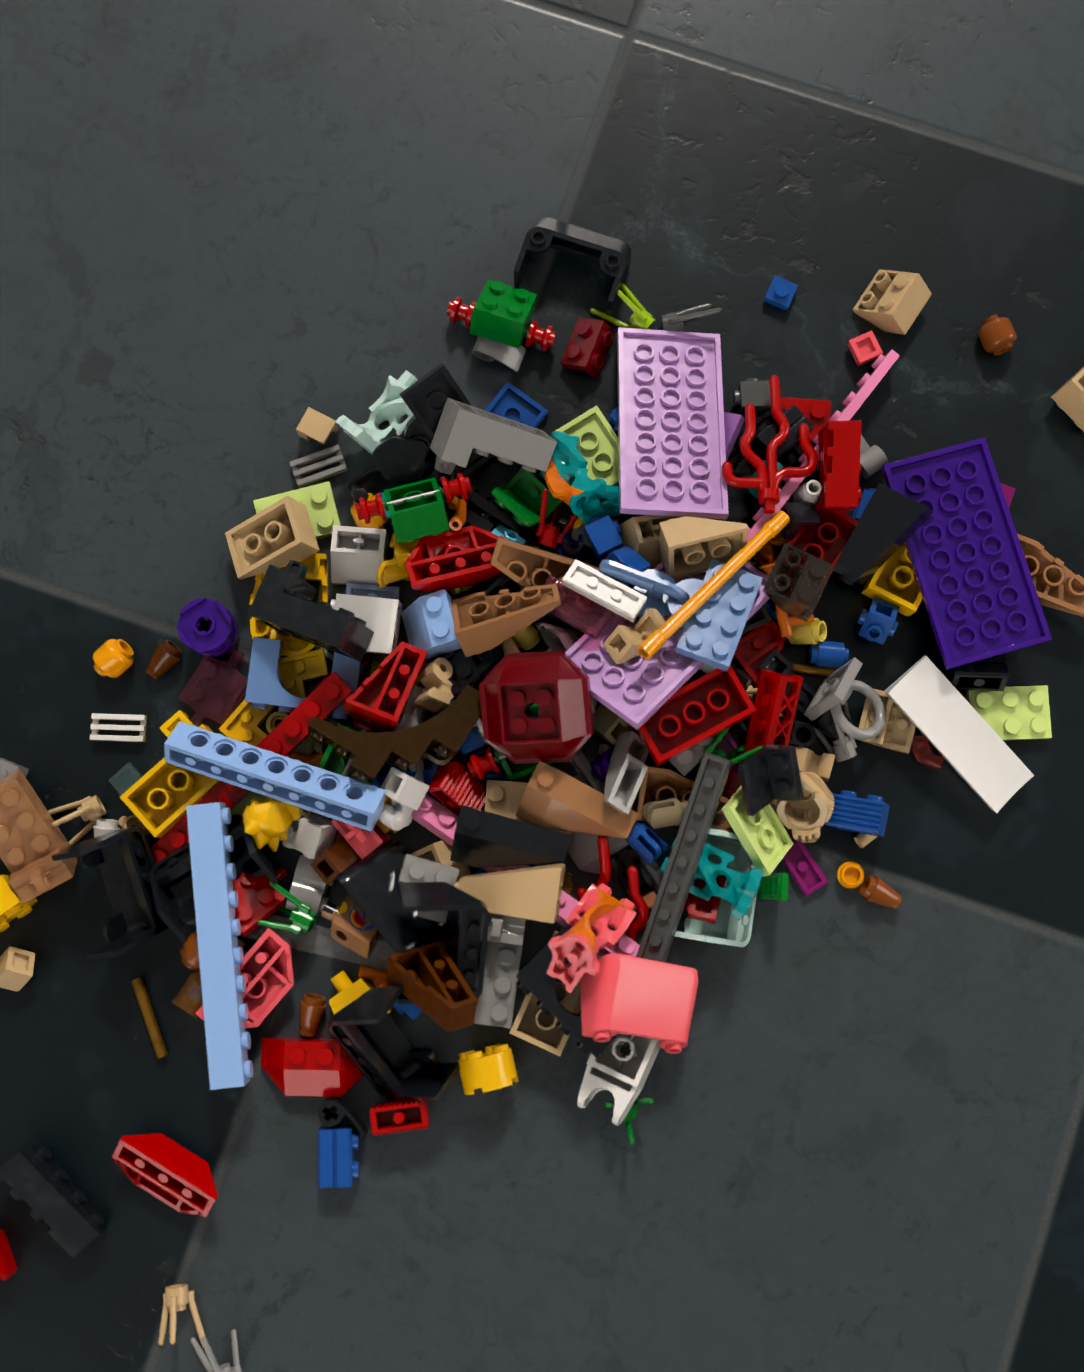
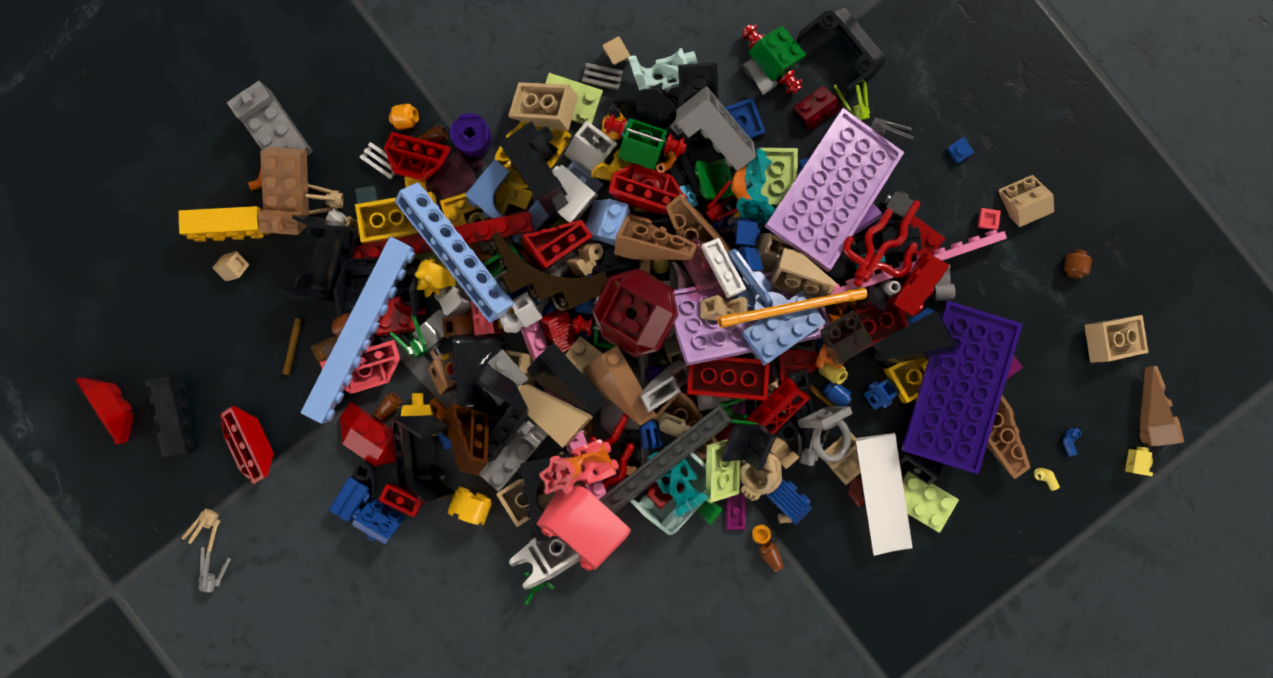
camera: 30 degrees right, 5 degrees up
(156, 695) = (414, 156): none -> red wedge
(391, 1165) = (377, 525): none -> blue plate

